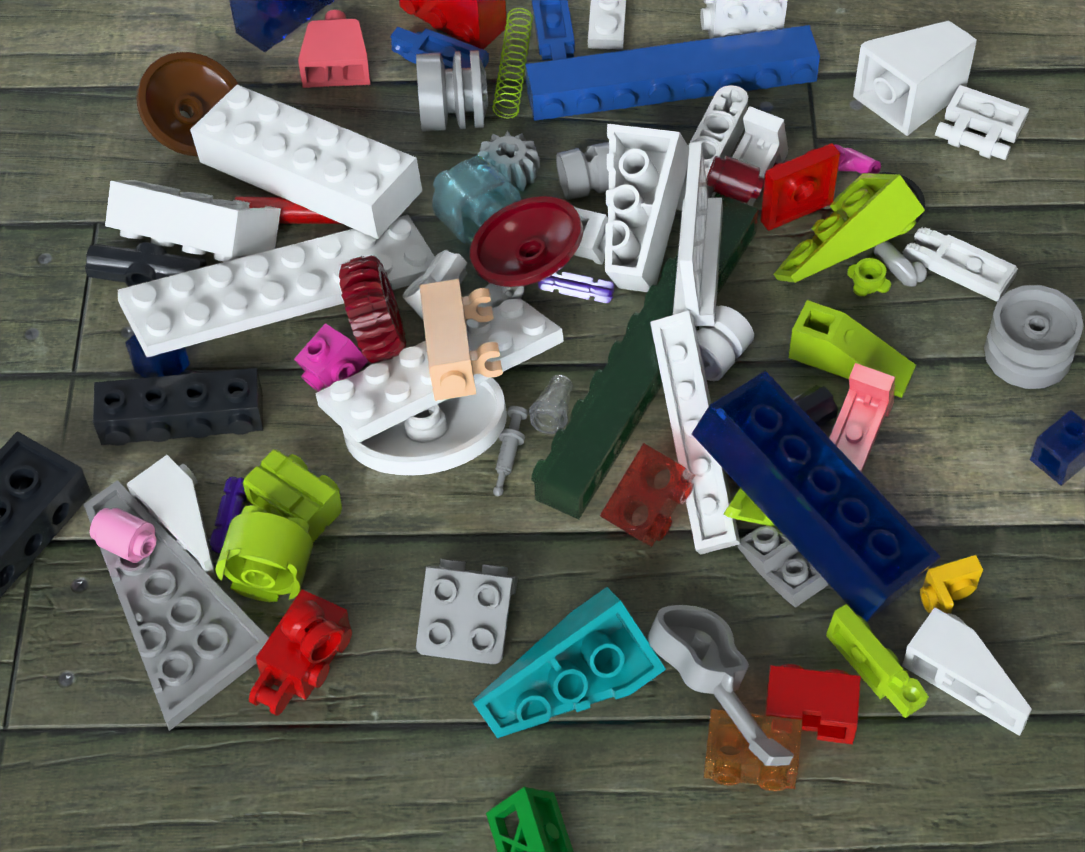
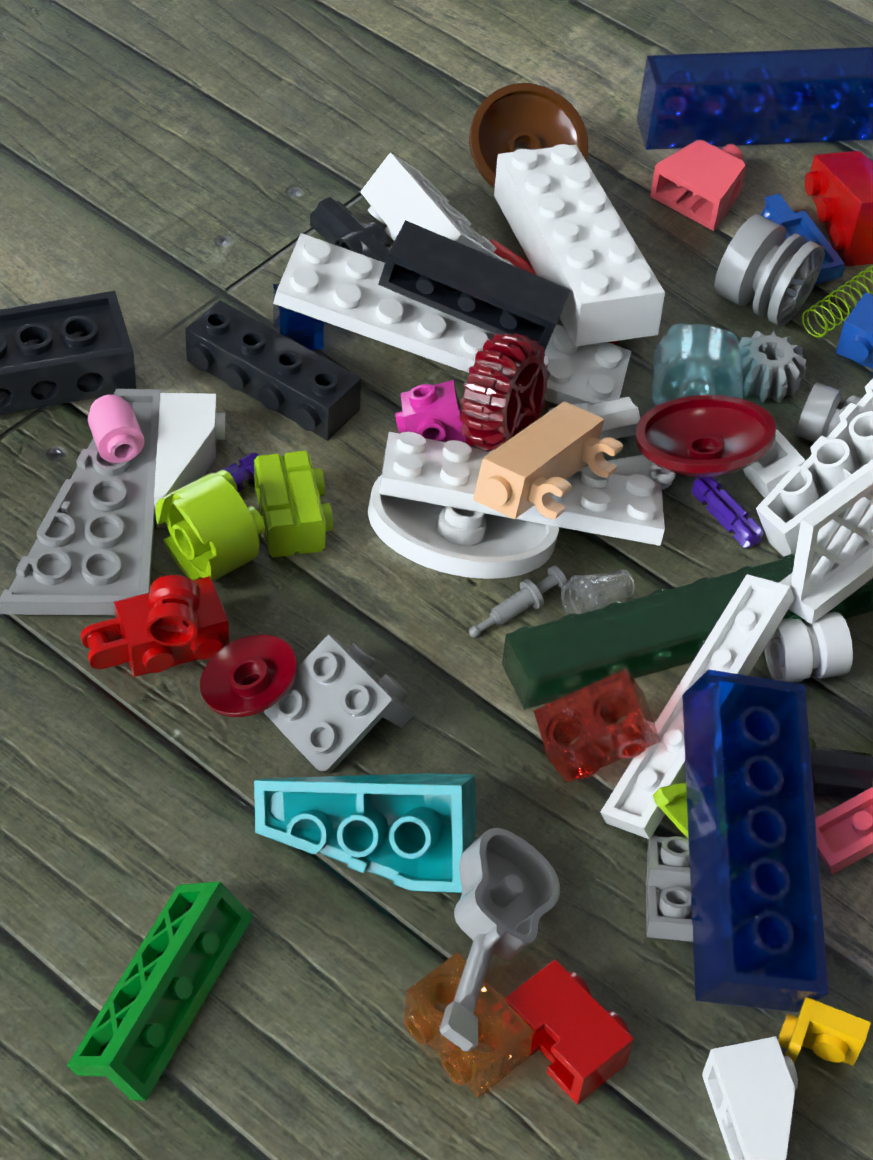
camera: 35 degrees right, 5 degrees down
(287, 241) = (472, 285): none -> black brick
(379, 627) = (248, 675): none -> dark red dish
(874, 662) = (669, 1047): lime hinge -> none

